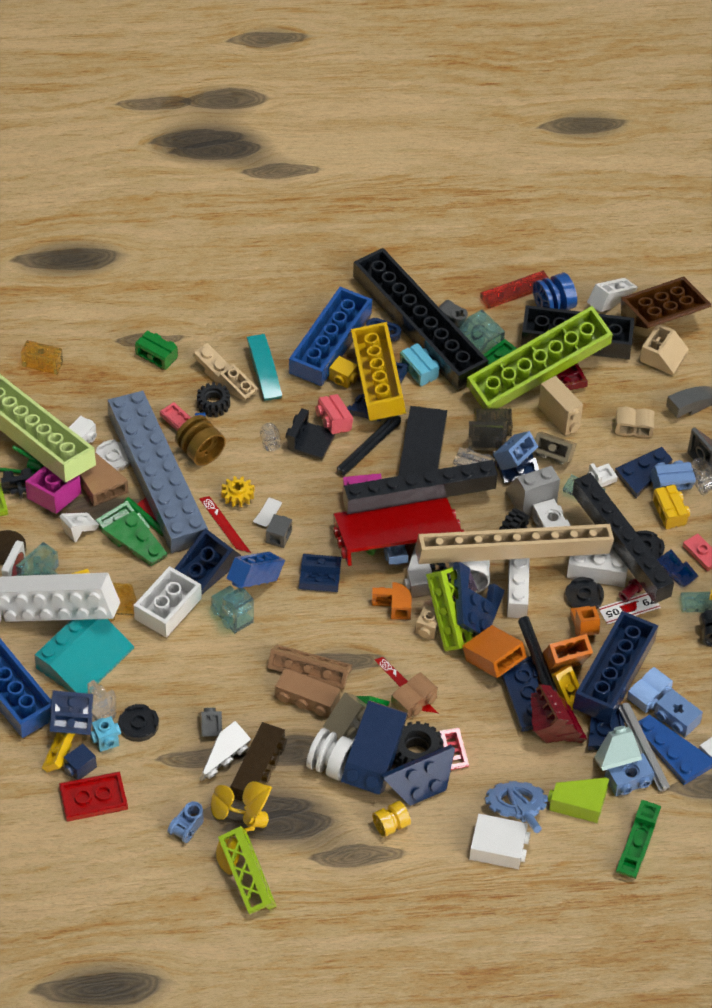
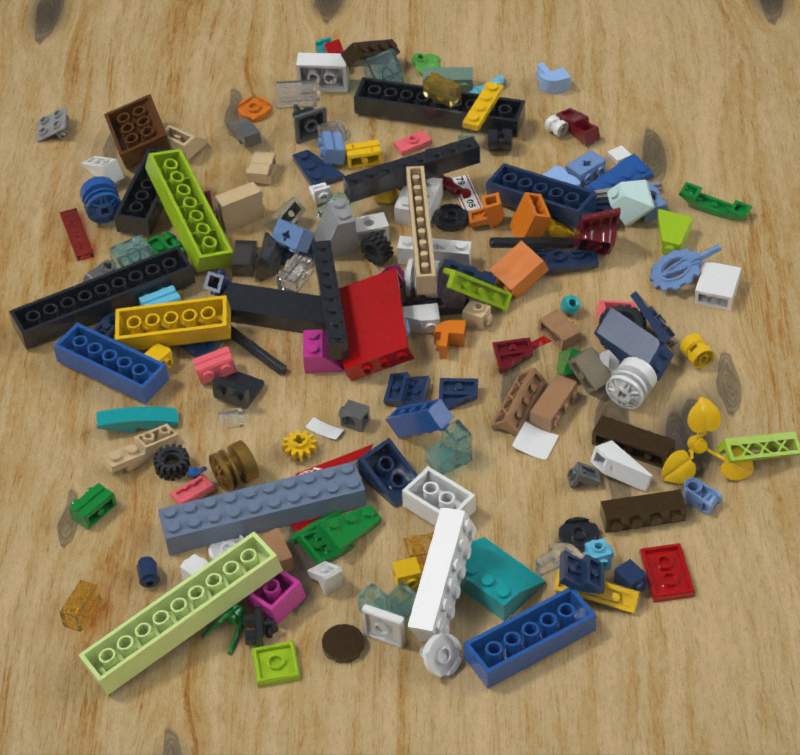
camera: 80 degrees left, 5 degrees down
(81, 398) = (148, 572): none -> dark blue brick
(165, 772) = (643, 511): none -> dark brown brick
(260, 683) = (535, 441): none -> white sticker
(318, 611) = (458, 391): none -> dark blue wing
(377, 655) = (511, 353): none -> dark red wing
(451, 401) = (217, 281): none -> dark blue brick
(453, 704) = (570, 304): none -> teal piece
(671, 246) = (53, 124): none -> light grey hinge

